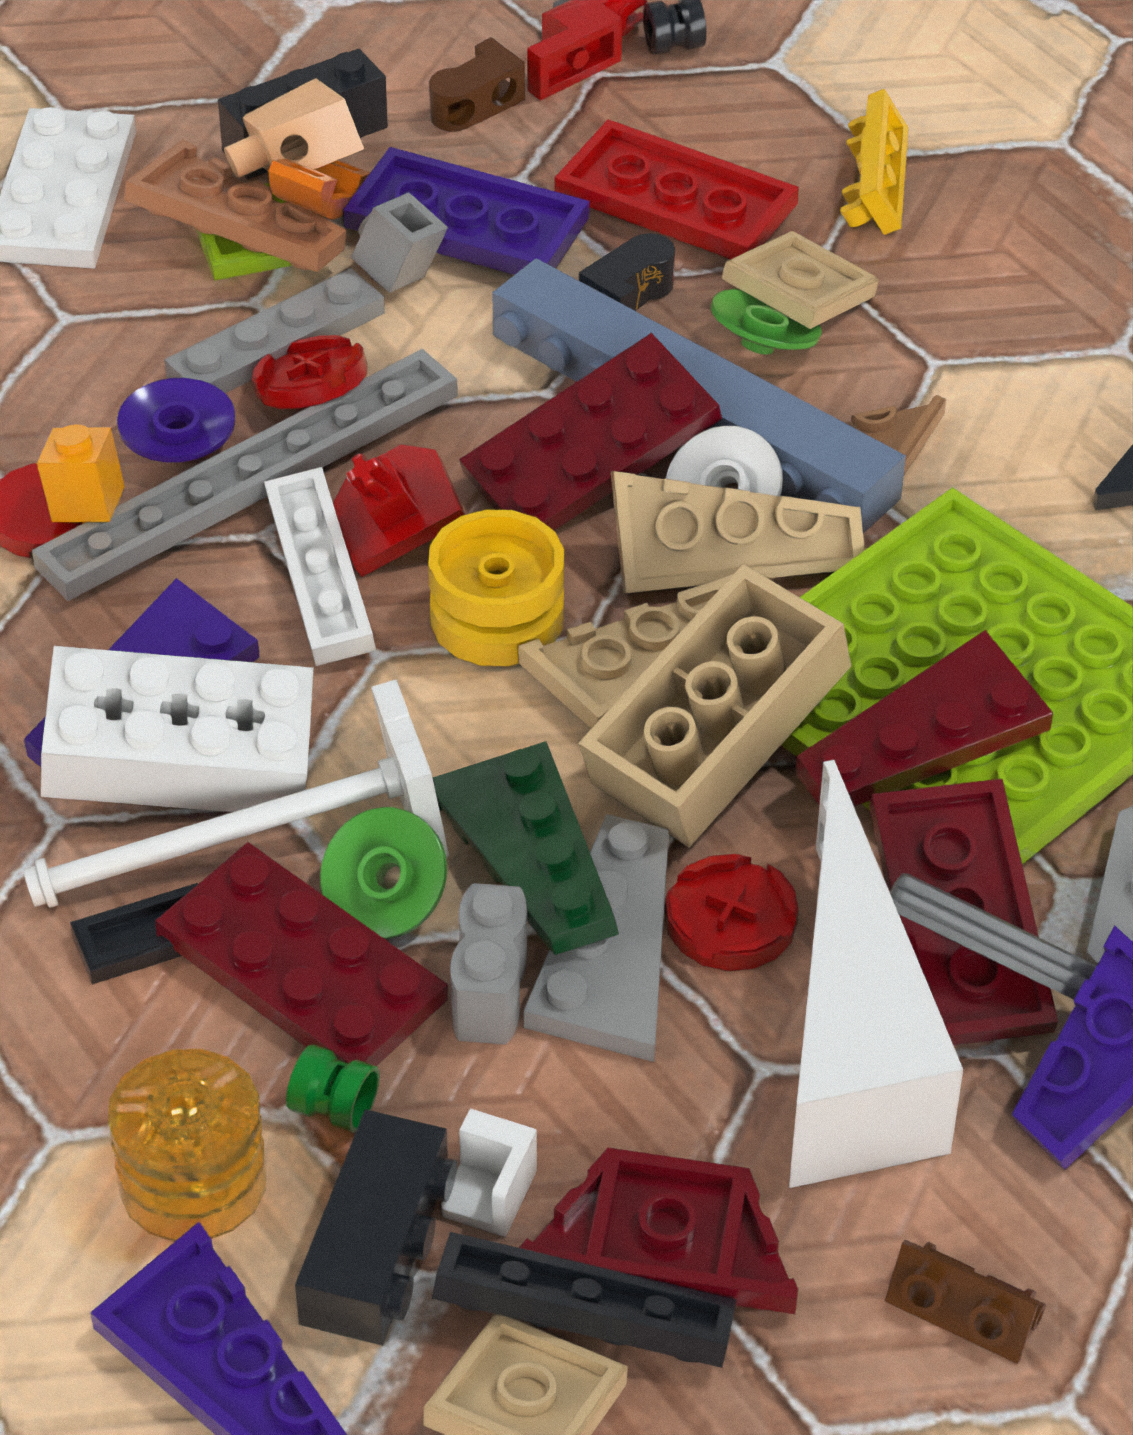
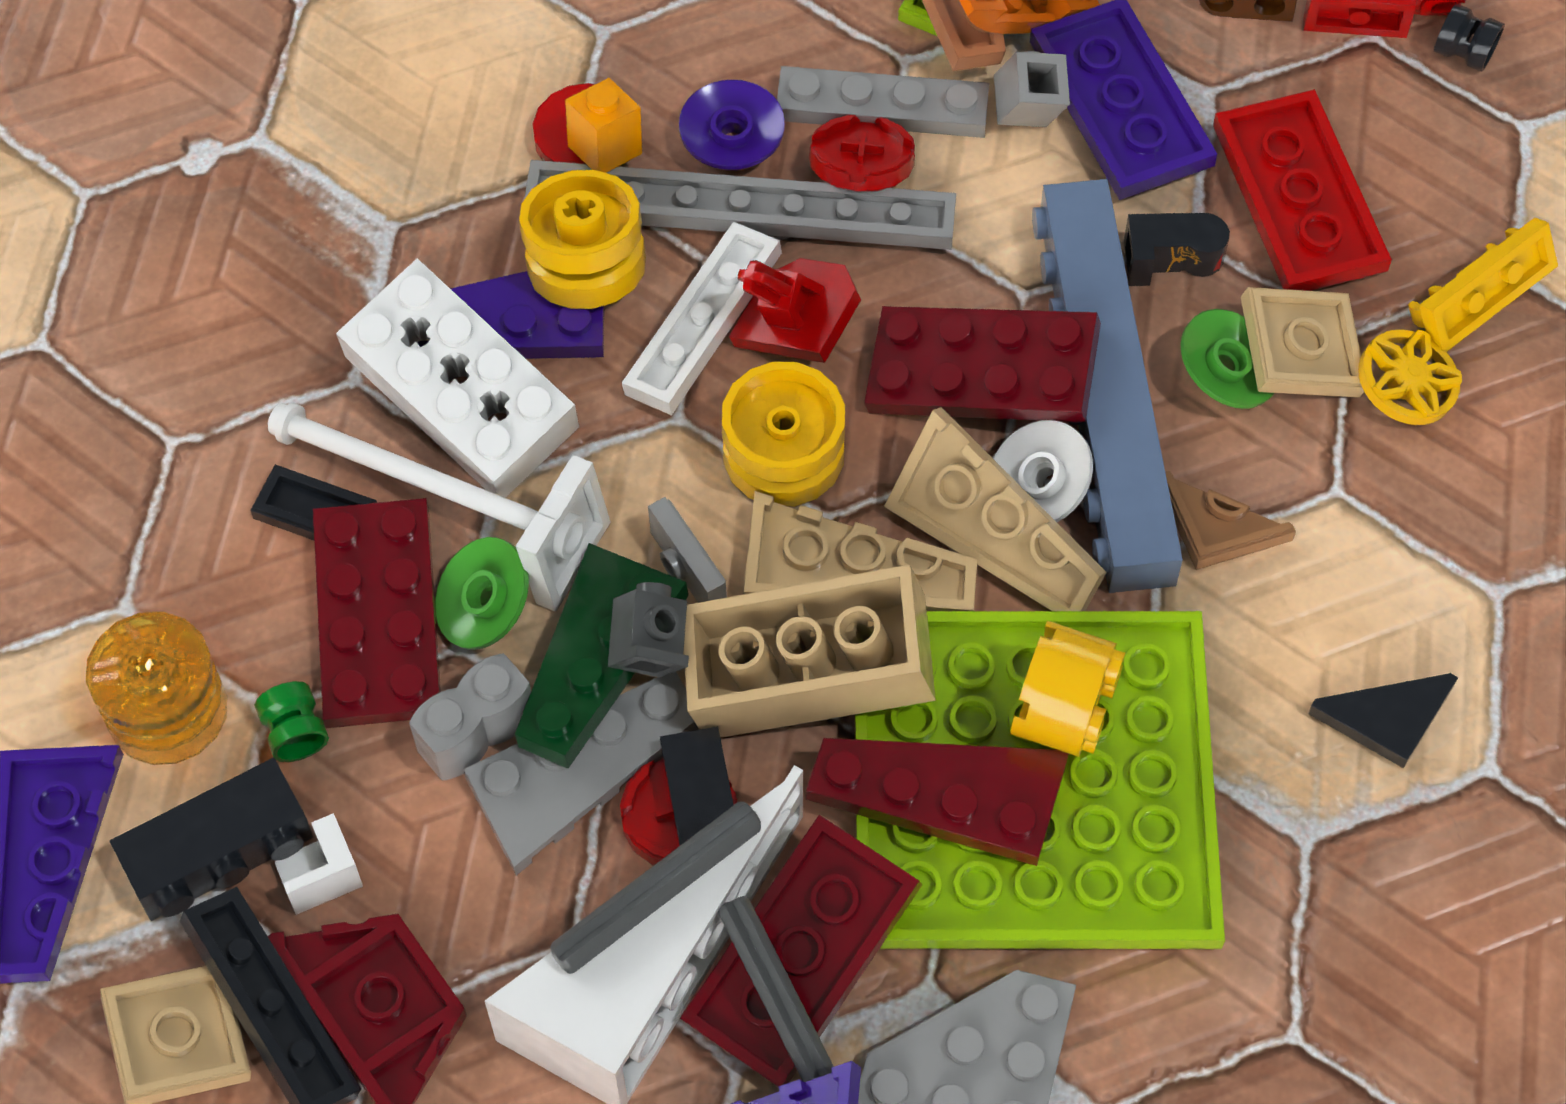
camera: 45 degrees right, 15 degrees up
(163, 561) = (583, 239): none -> yellow wheel
(506, 724) = (683, 553): none -> light grey plate
(576, 778) = (648, 631): none -> dark grey brick
(738, 872) = (696, 779): none -> black tile
(834, 915) = (655, 887): none -> dark grey axle
(898, 254) = (1409, 376): none -> yellow wheel
(946, 577) = (1065, 689): none -> yellow brick

